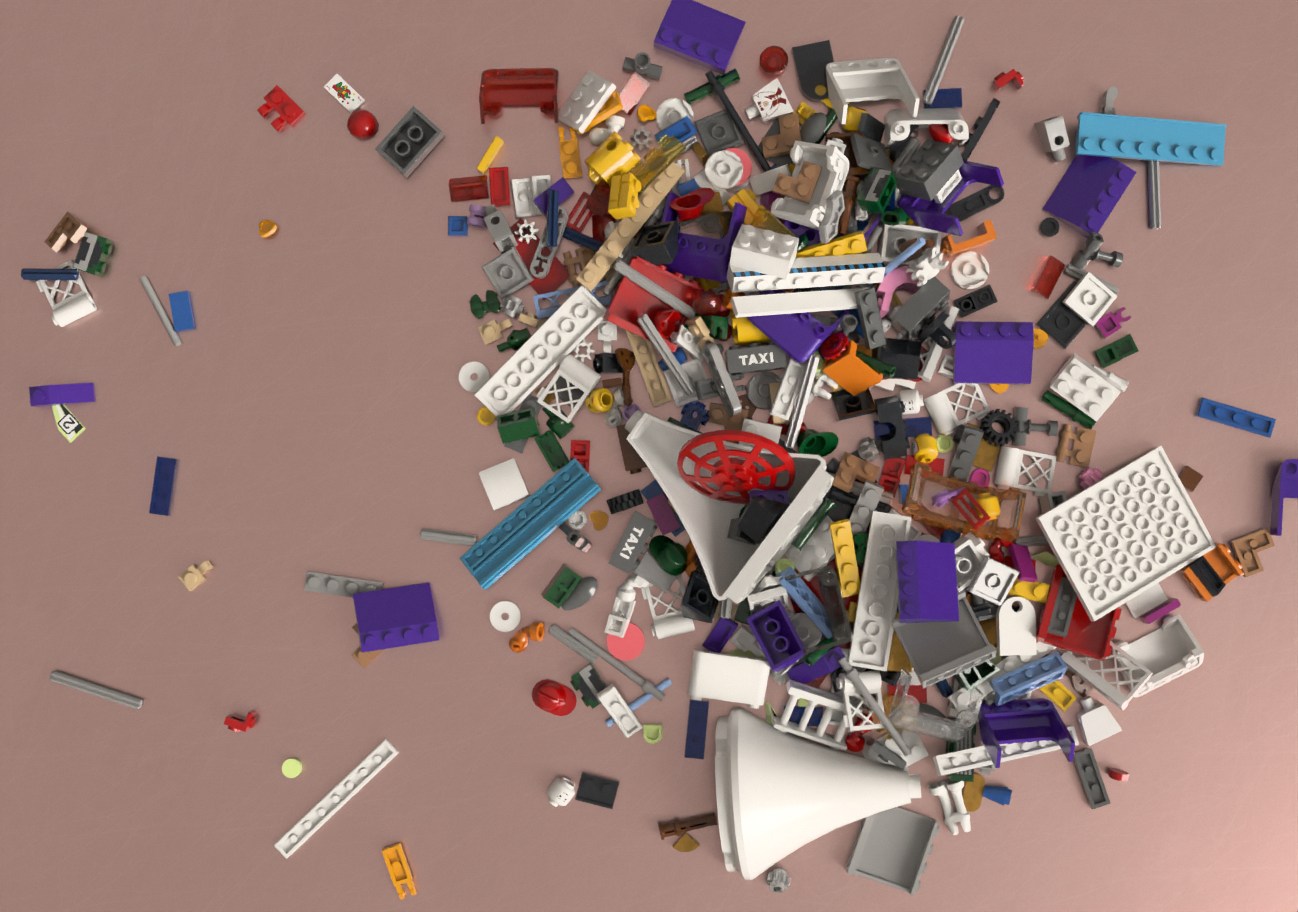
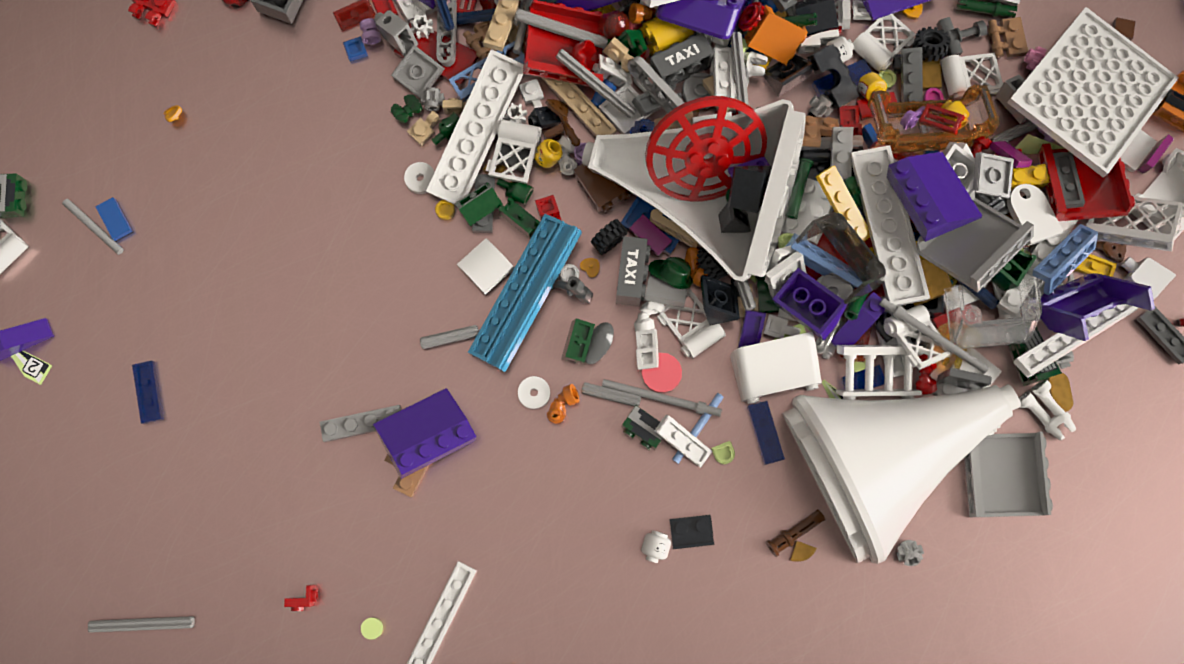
camera: 20 degrees left, 10 degrees down
(194, 576) = (206, 470): tan plate -> none
(554, 697) = (612, 455): red piece -> none
(998, 794) = (1086, 384): blue cone -> none

